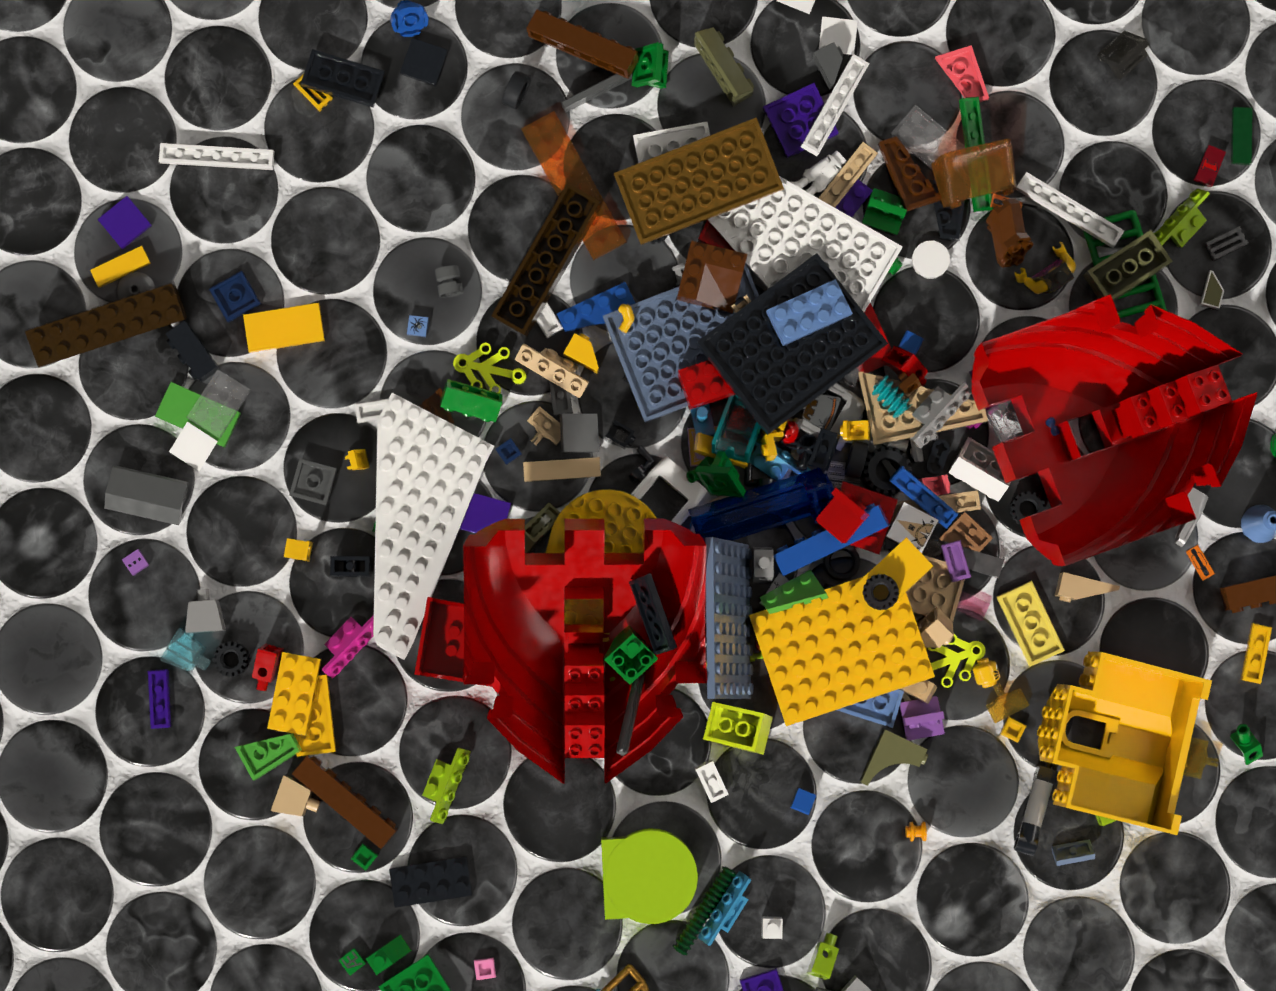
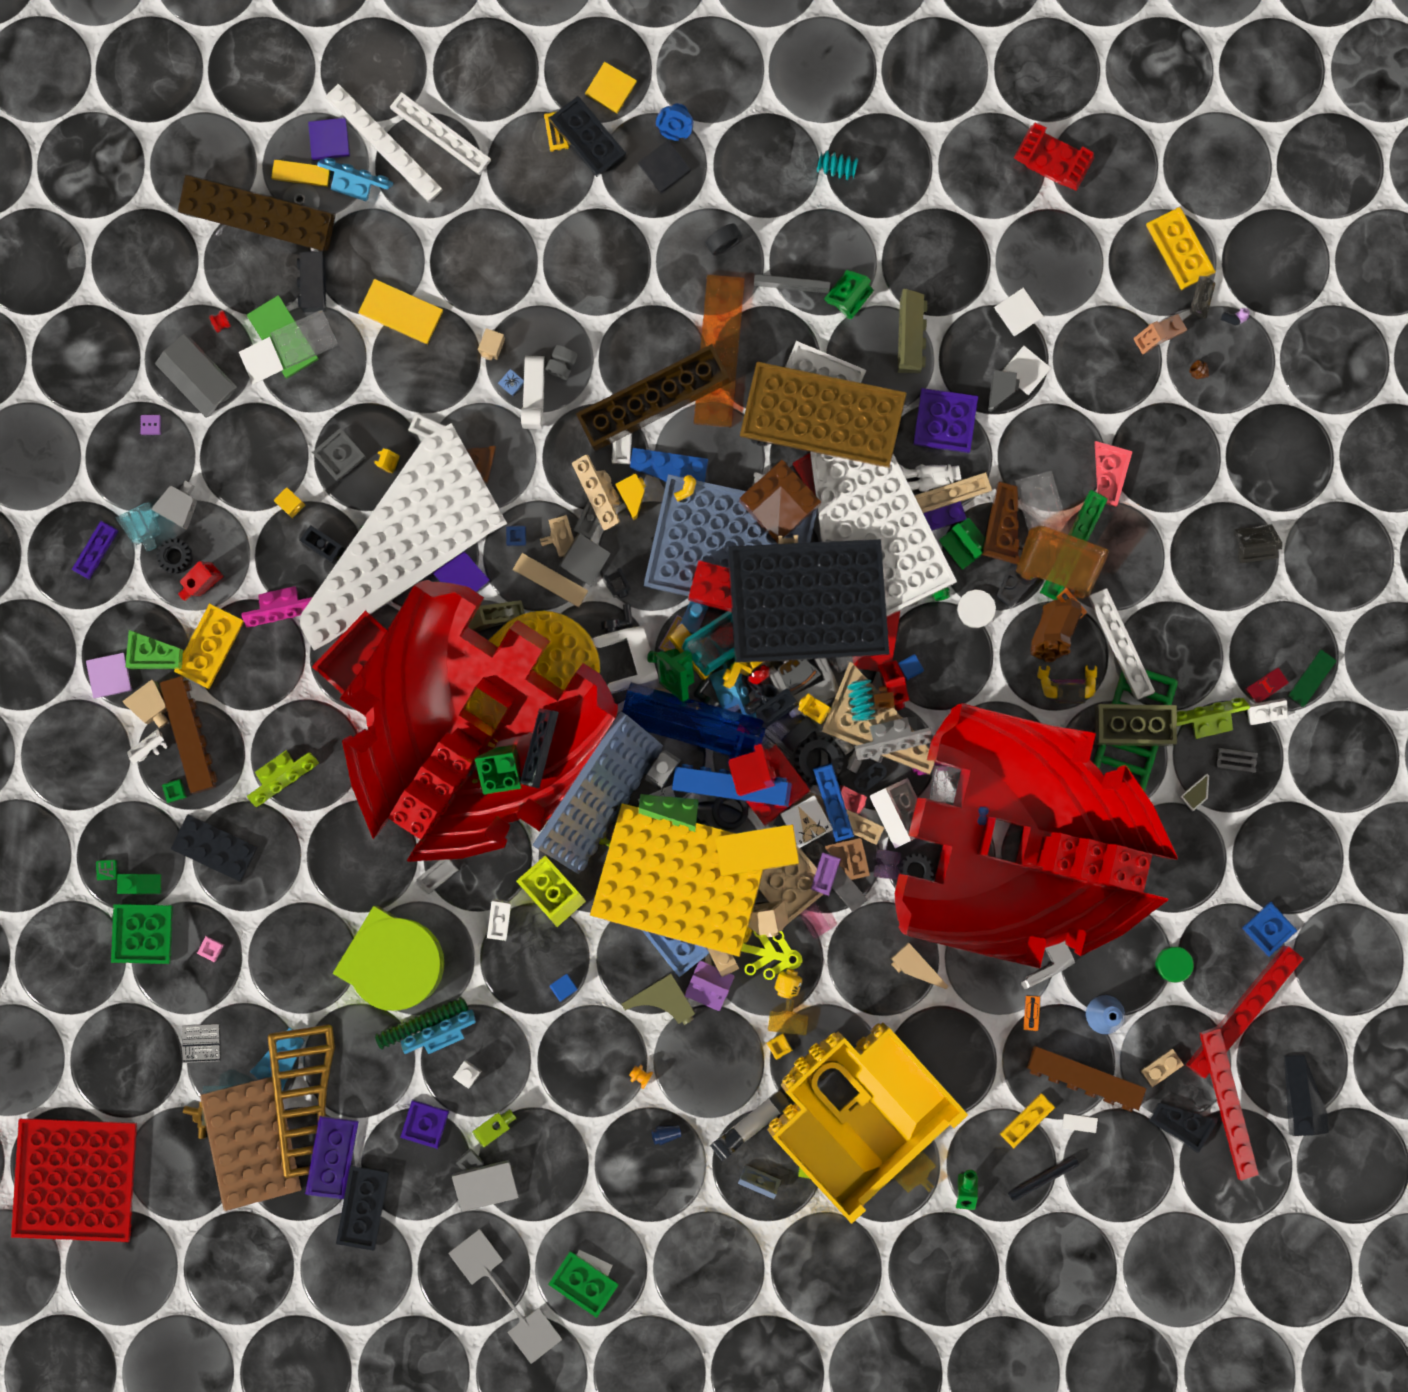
camera: 35 degrees right, 0 degrees up
(136, 436) = (220, 321): none -> red wheel
(169, 244) = (353, 181): none -> dark azure bracket
(173, 196) = (383, 143): none -> white plate
(235, 296) = (378, 259): dark blue tile -> none
(243, 797) = (108, 675): none -> lavender tile
(294, 693) = (205, 618): yellow plate -> none
(314, 839) = (141, 750): none -> white plate
(334, 25) = (610, 87): none -> yellow tile
(379, 305) = (491, 344): none -> tan brick
(442, 321) = (533, 392): none -> white beam
(471, 401) = (512, 473): green brick -> none
(486, 367) = (544, 454): neon yellow plant -> none
(582, 43) = (805, 237): reddish brown brick -> none
(630, 715) = (464, 819): dark grey axle -> none
(633, 779) = (437, 875): none -> light grey tile
(809, 312) = (839, 584): medium blue plate -> none
(835, 105) = (982, 426): white plate -> none
(878, 580) = (751, 859): black tyre -> none
(969, 865) = (665, 1134): none -> dark blue cone
(1001, 519) = (887, 864): none -> clear purple wheel
(1030, 623) = (853, 968): light yellow tile -> none
(1225, 186) = (1267, 711): none -> white plate

